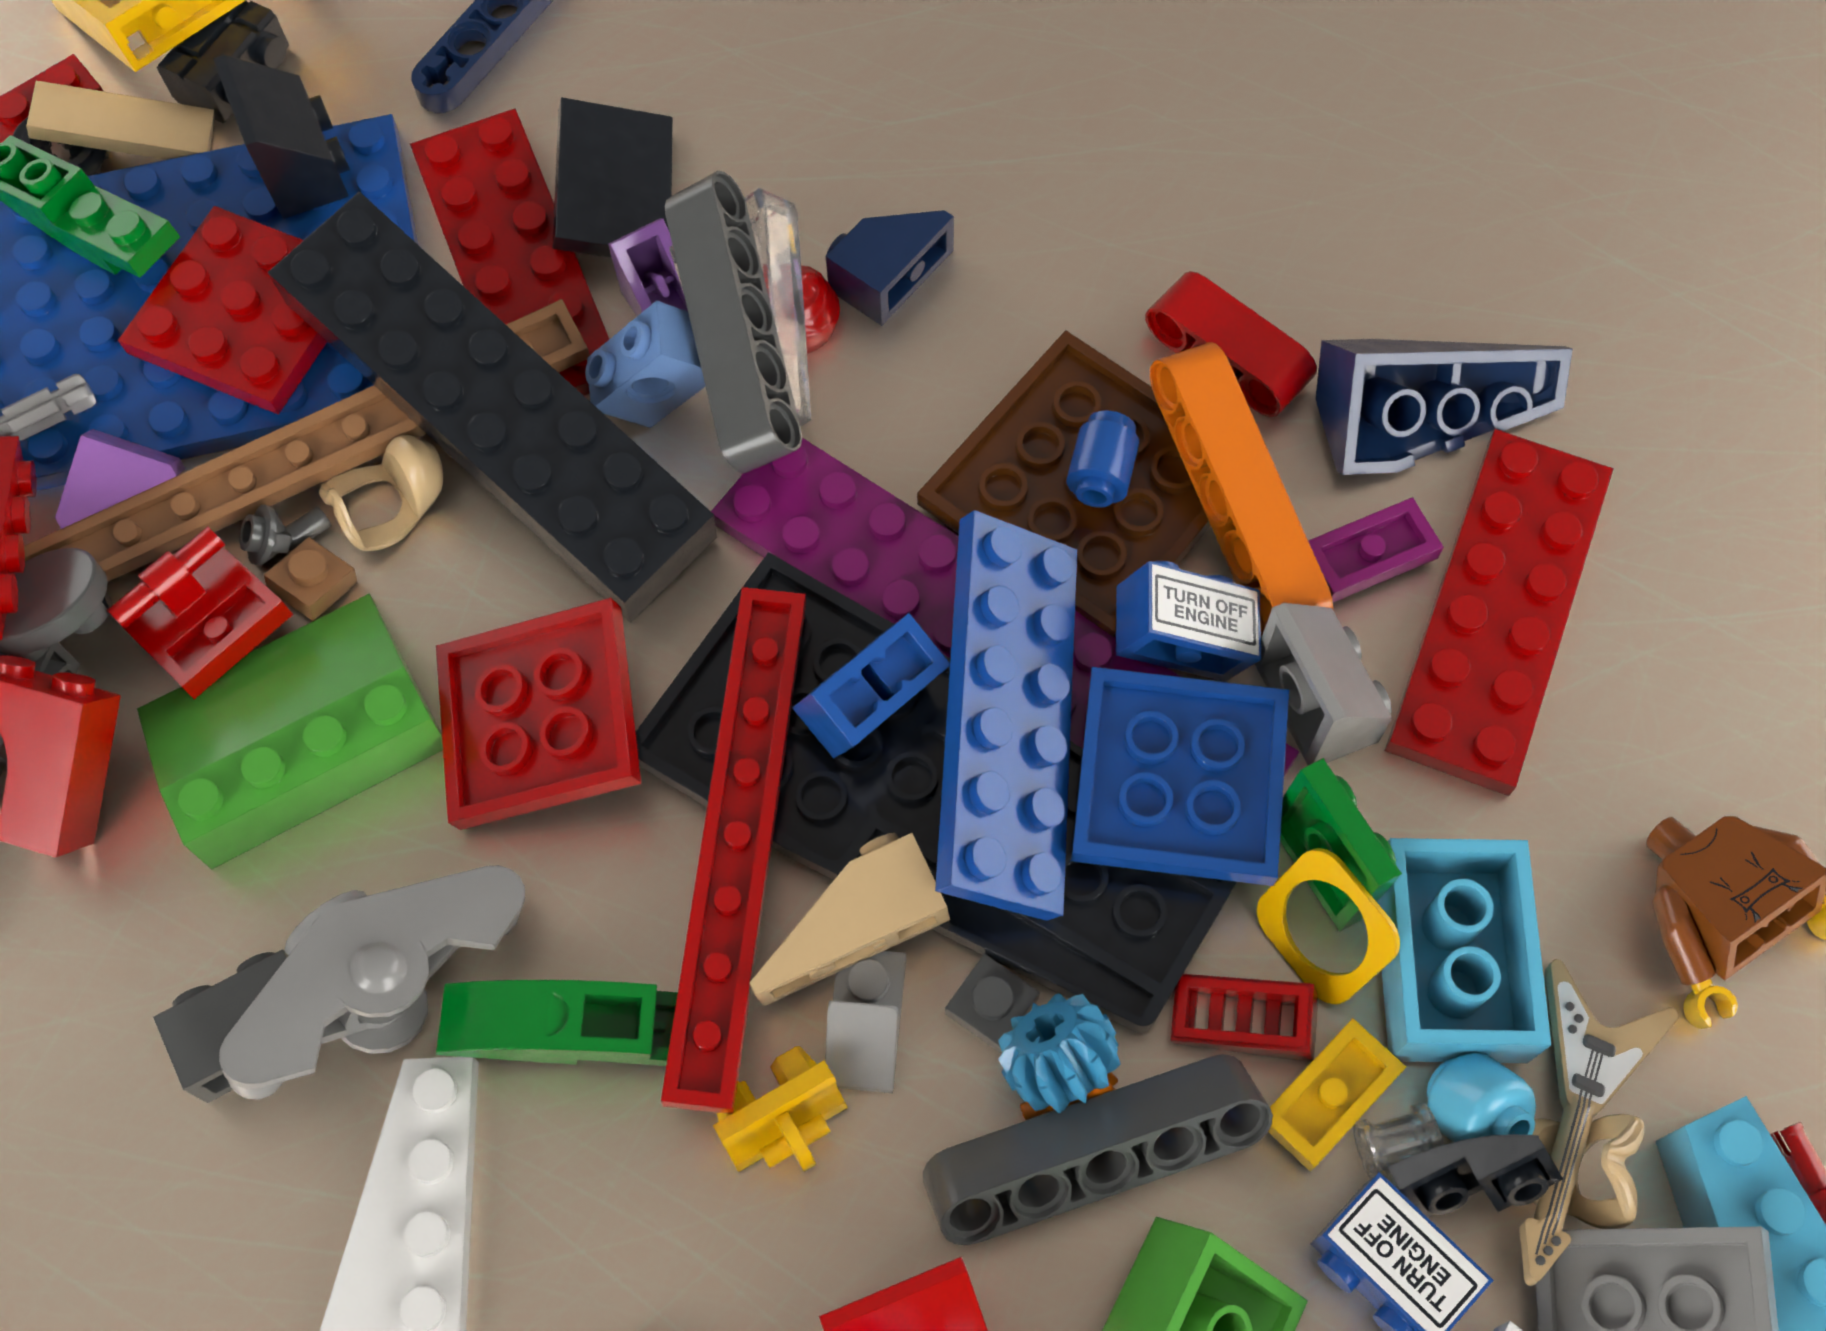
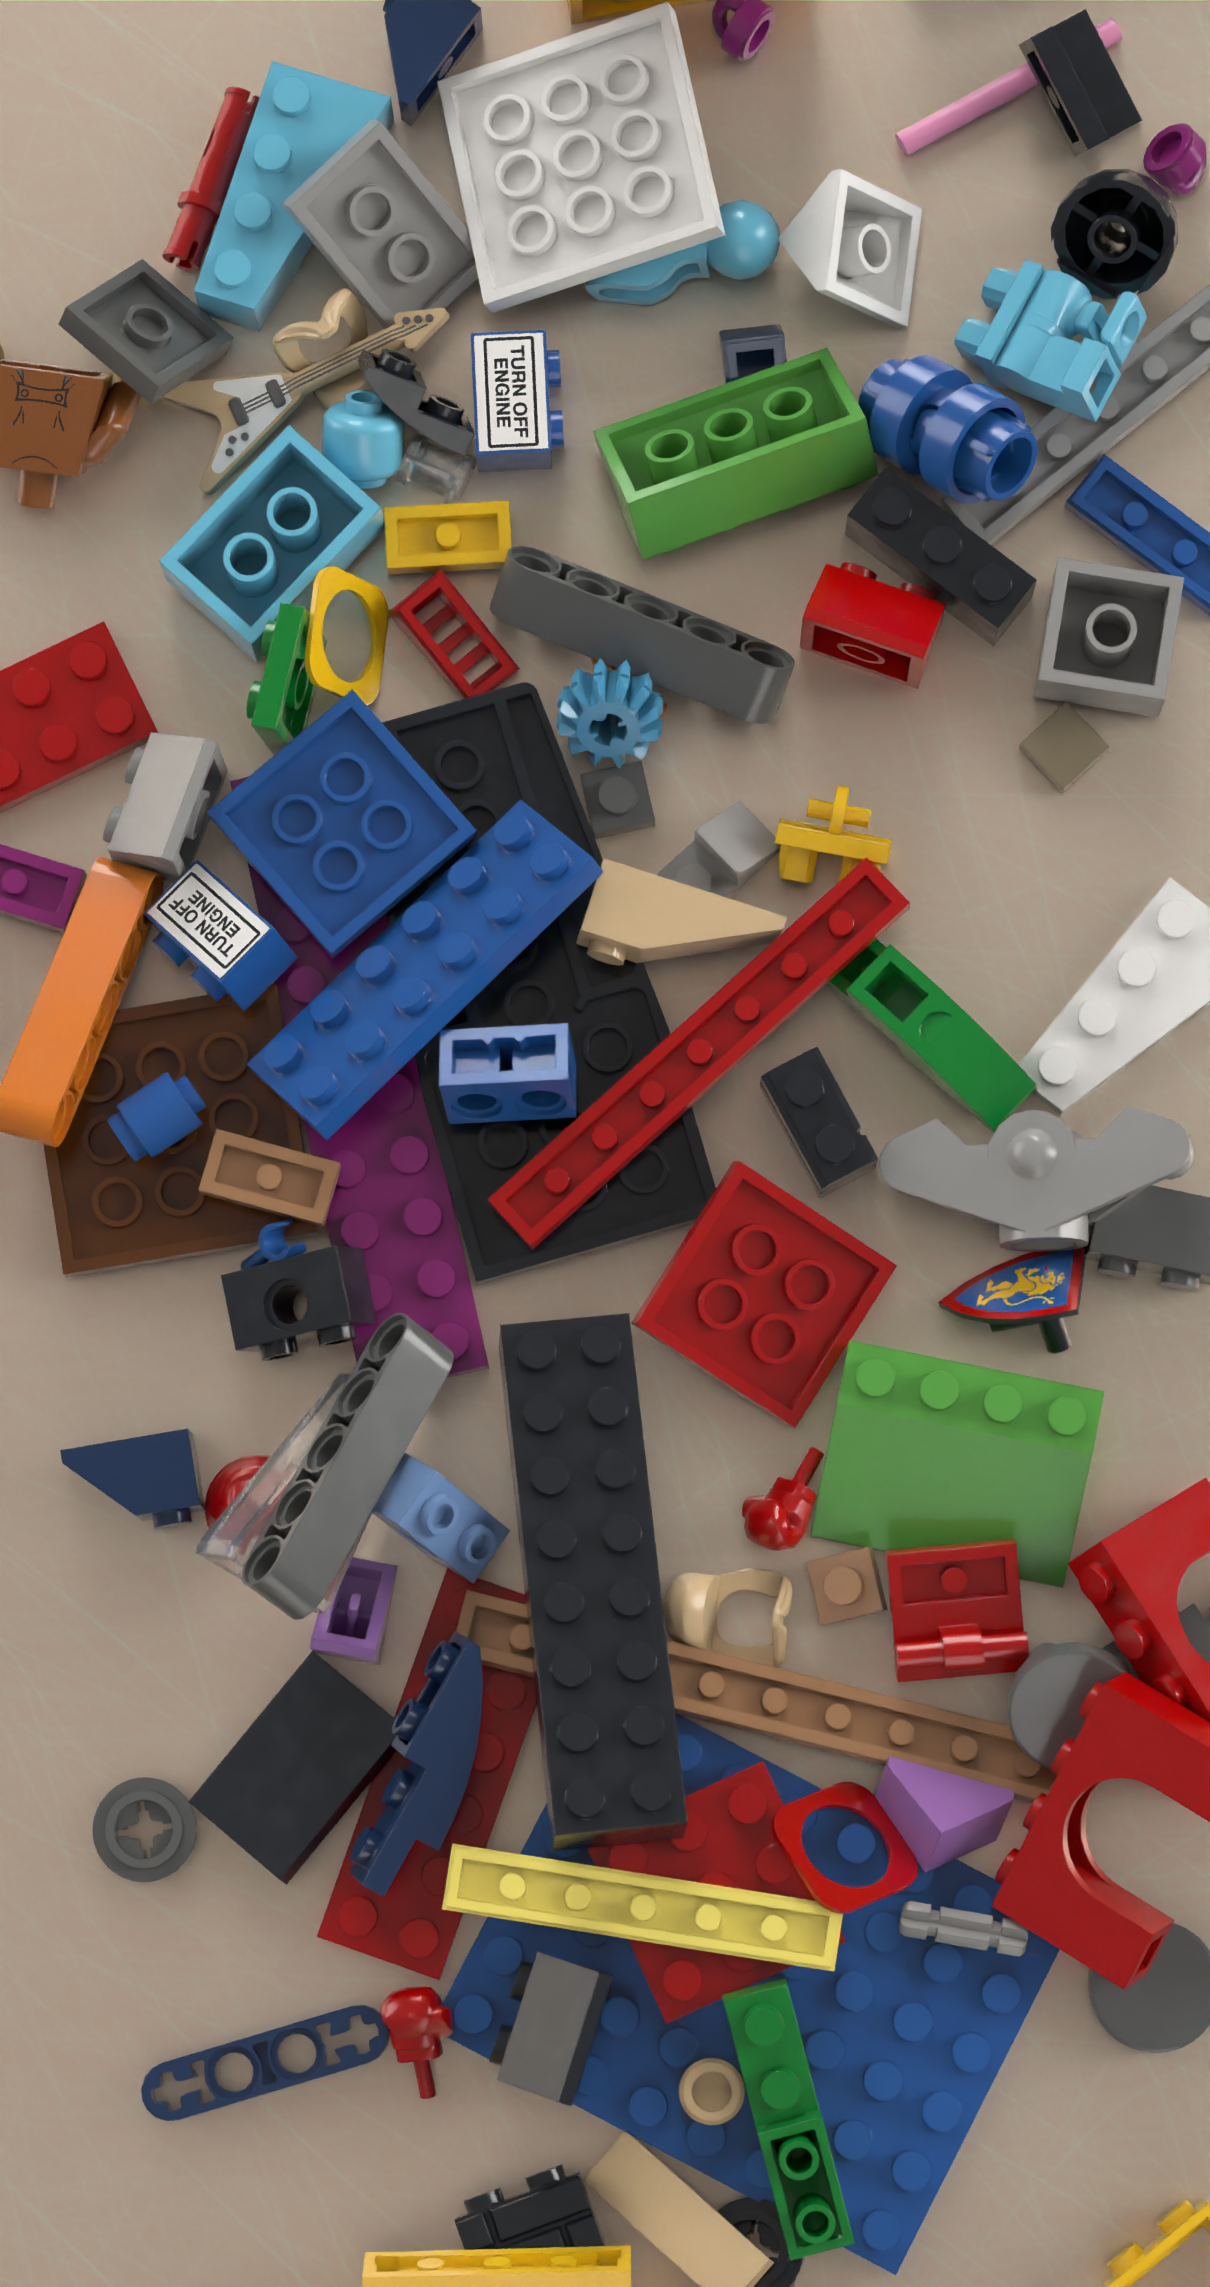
camera: 135 degrees left, 15 degrees up
(114, 420) = (837, 1898): none -> red piece
(156, 193) = (711, 2091): none -> tan tile
(241, 259) = (641, 1907): none -> light yellow tile
(265, 534) = (854, 1647): dark grey plate -> none
(315, 866) = (1024, 1293): none -> shield
(400, 106) = (416, 2028): none -> red piece
(401, 587) = (782, 1515): none -> red piece
(510, 216) = (441, 1741): none -> dark blue slope
(600, 875) = (818, 1122): none -> black brick
(686, 67) = (121, 1810): none -> dark grey gear
(882, 433) = (264, 1296): none -> black brick
(933, 452) = (273, 1245): none -> blue hand
(987, 482) = (269, 1178): none -> medium nougat plate
(1742, 1035) = (146, 331): none -> dark grey plate

